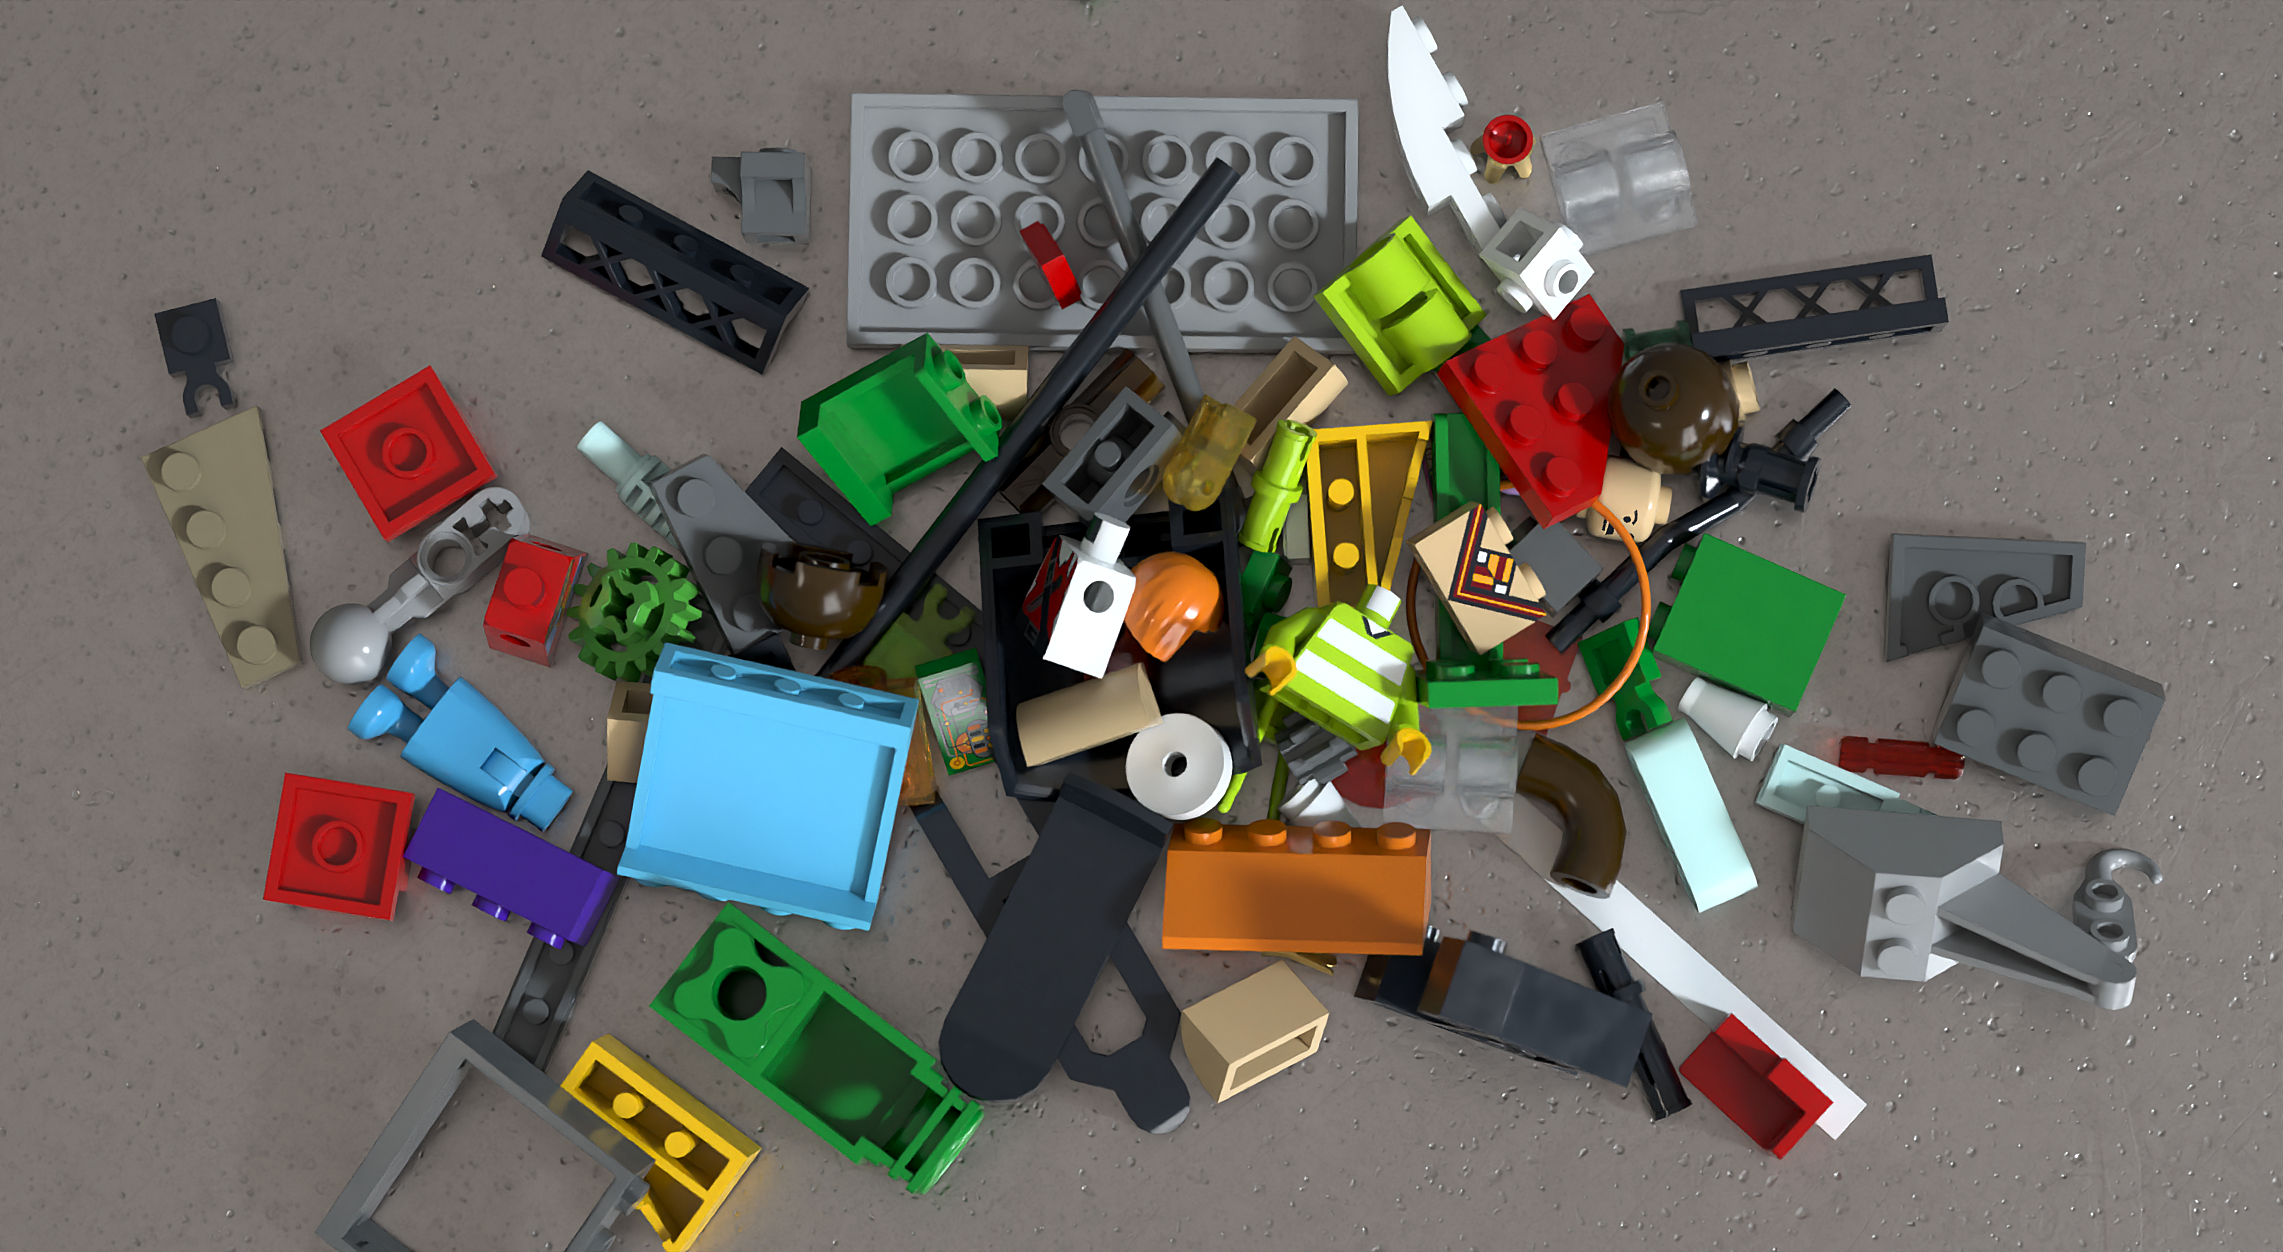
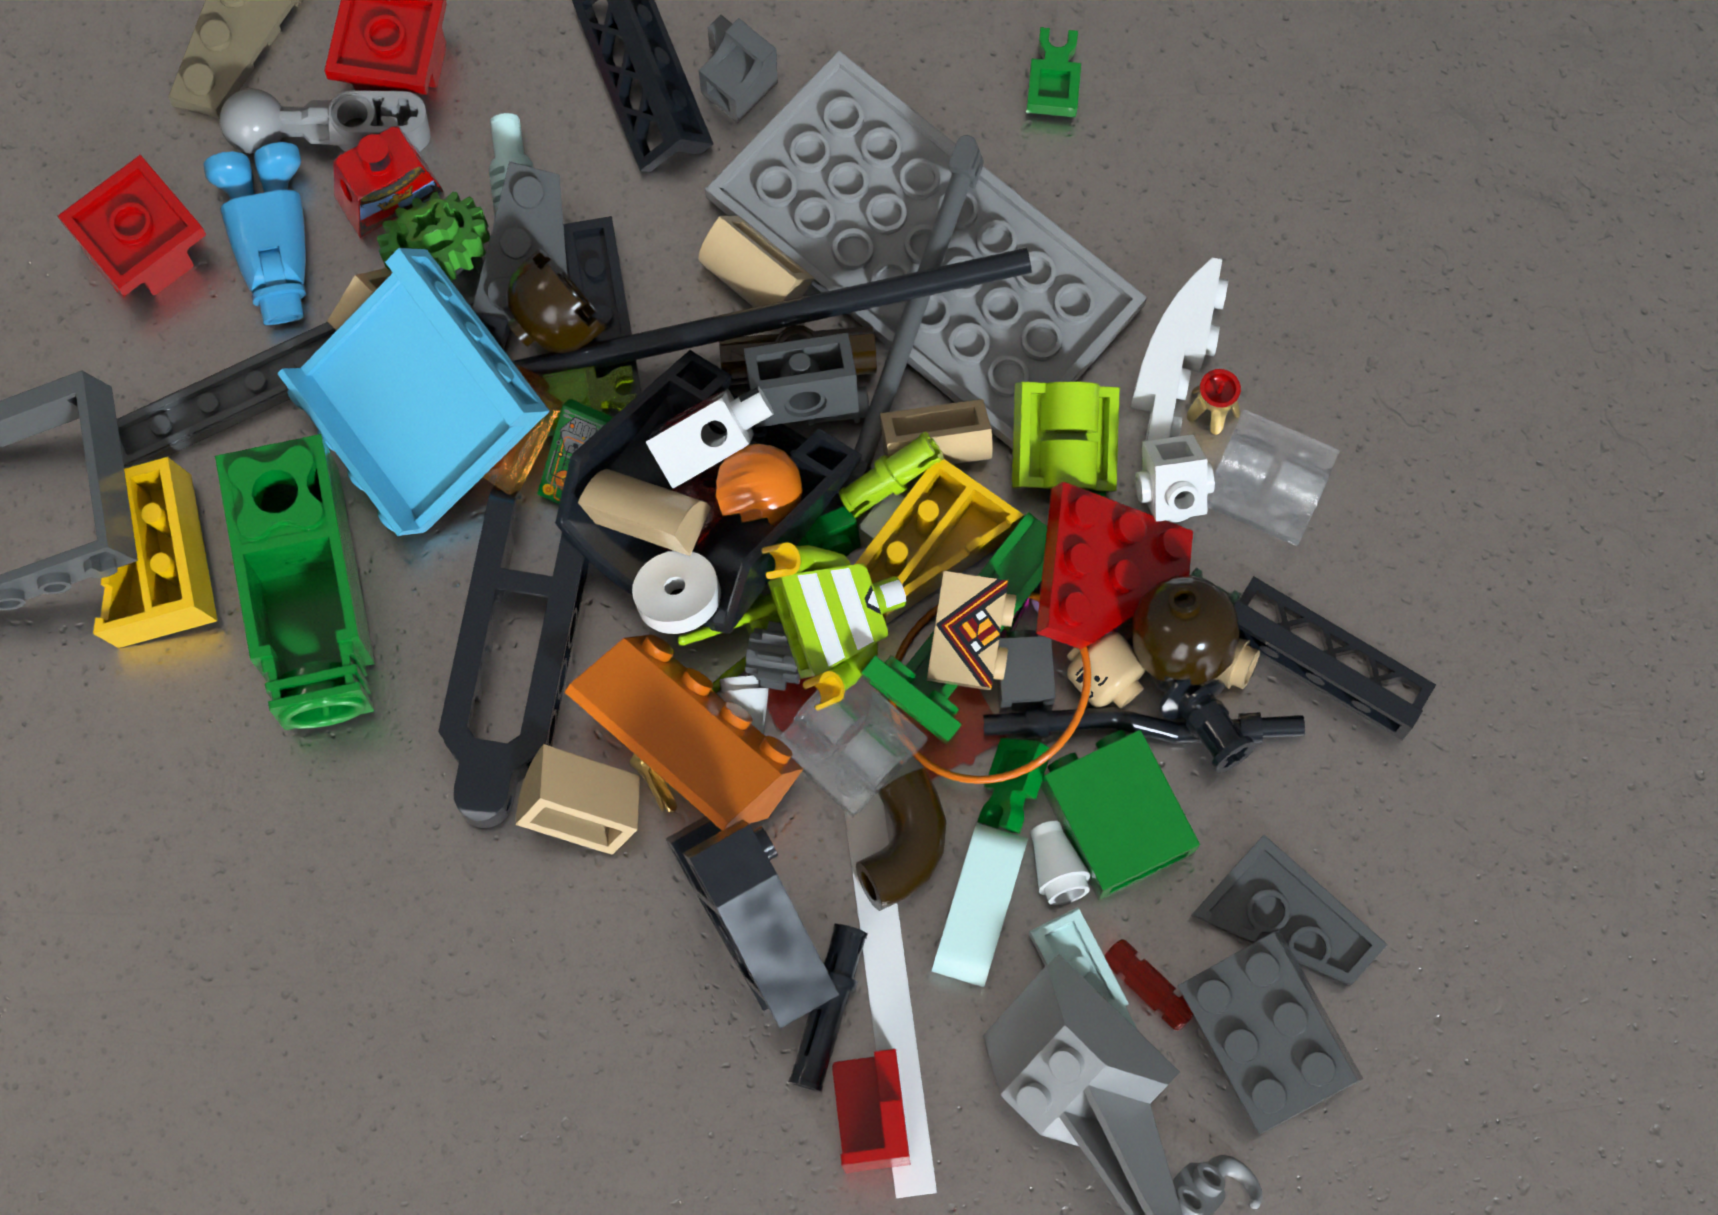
camera: 30 degrees right, 10 degrees down
(510, 870) = (220, 325): dark purple brick -> none
(896, 424) = (688, 251): green panel -> none
(1050, 941) = (500, 634): black piece -> none
(1051, 264) = (869, 236): red tile -> none
(1206, 454) = (863, 417): clear yellow piece -> none

